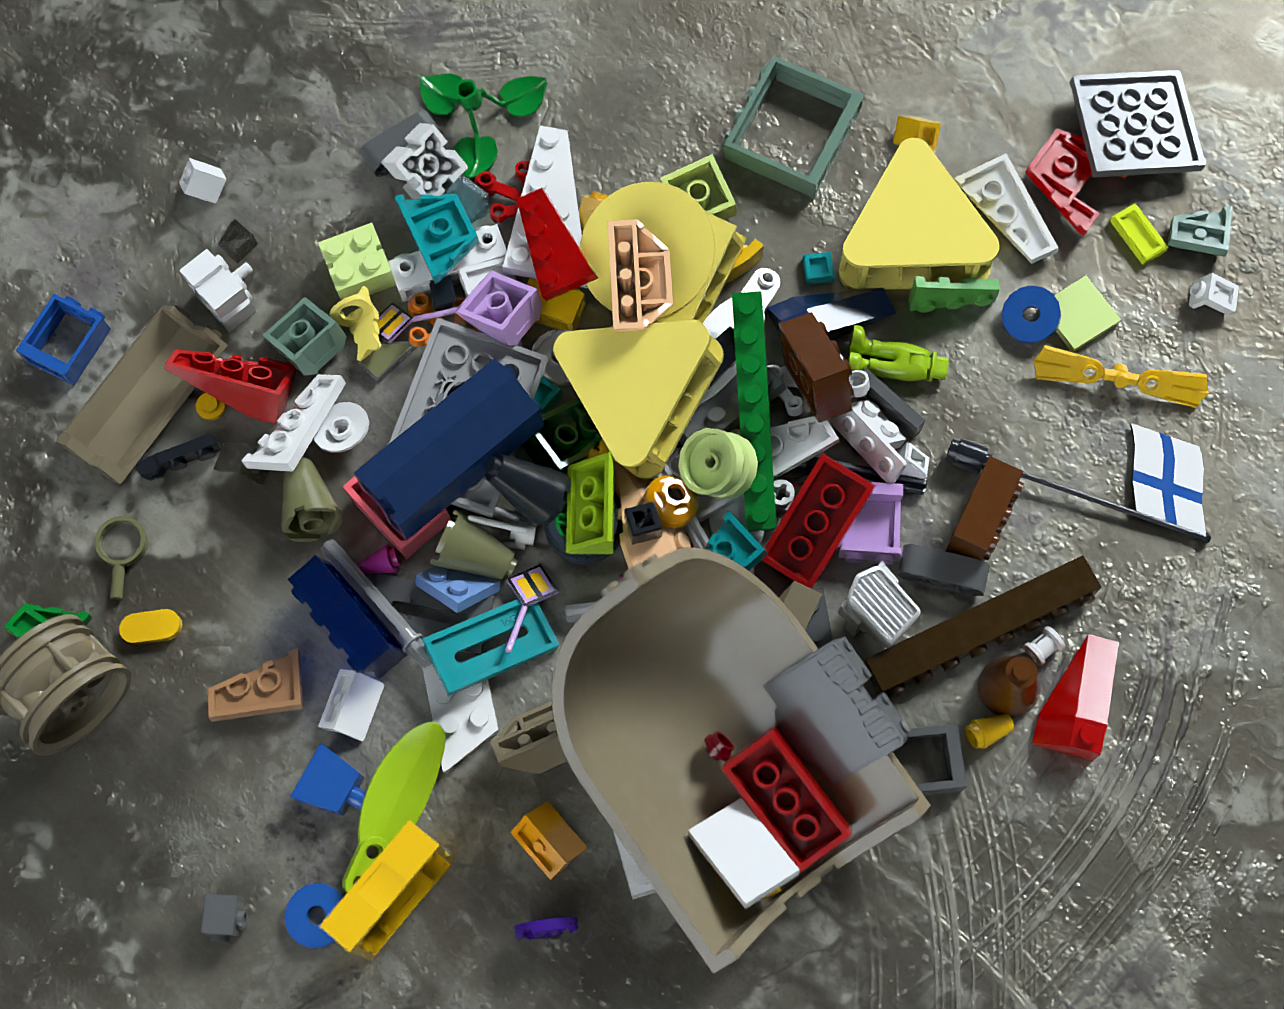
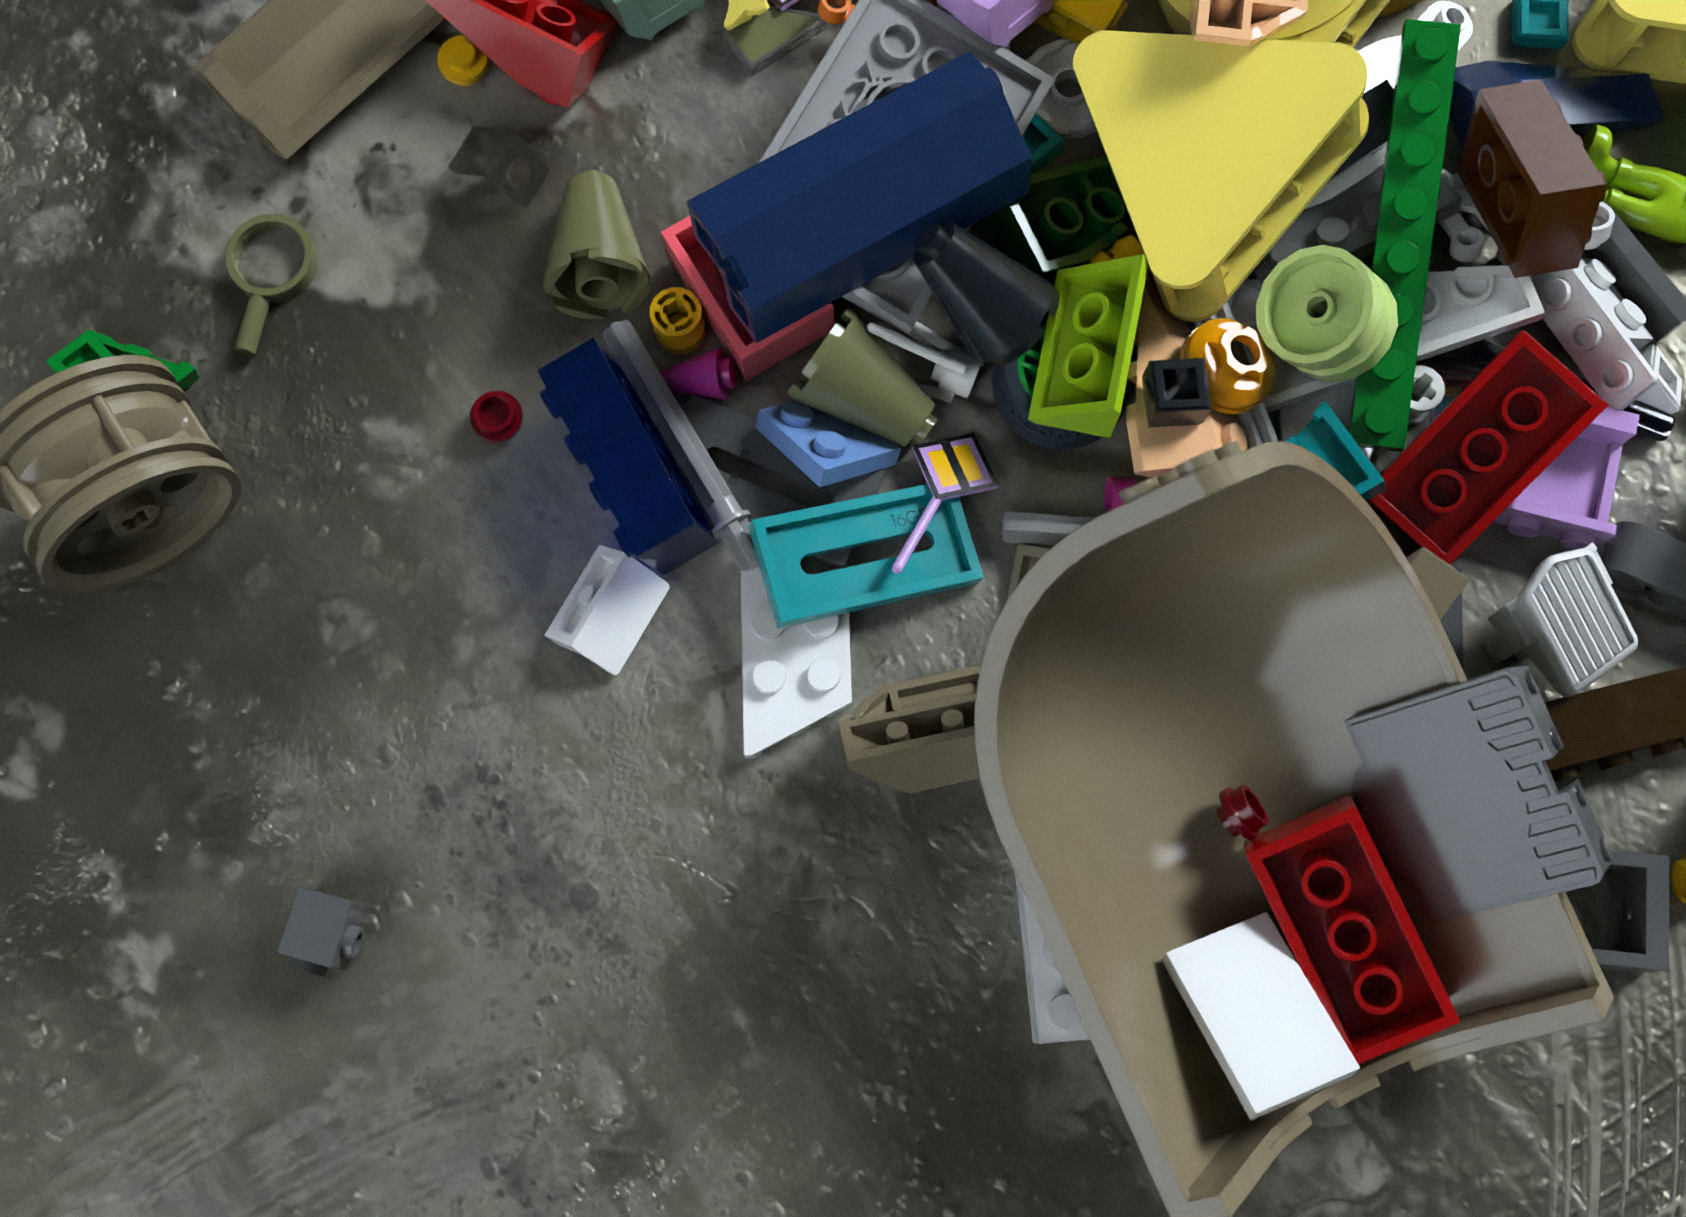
camera: 10 degrees right, 5 degrees up
(150, 627) = (293, 411): yellow tile -> none
(178, 457) = (392, 133): black hinge -> none
(263, 691) = (462, 556): medium nougat wing -> none
(268, 607) = (496, 416): none -> dark red plate
(297, 427) = (601, 118): white wing -> none
(298, 913) = (450, 960): blue tile -> none
(329, 784) = (548, 739): blue torso -> none
(342, 428) = (675, 134): white dish -> none
(363, 539) = (678, 333): none -> yellow wheel
(387, 892) = (608, 956): yellow tile -> none
(397, 793) = (651, 795): lime plant -> none
(546, 928) = (878, 1069): dark purple tile -> none
(548, 839) = (905, 911): light orange panel -> none

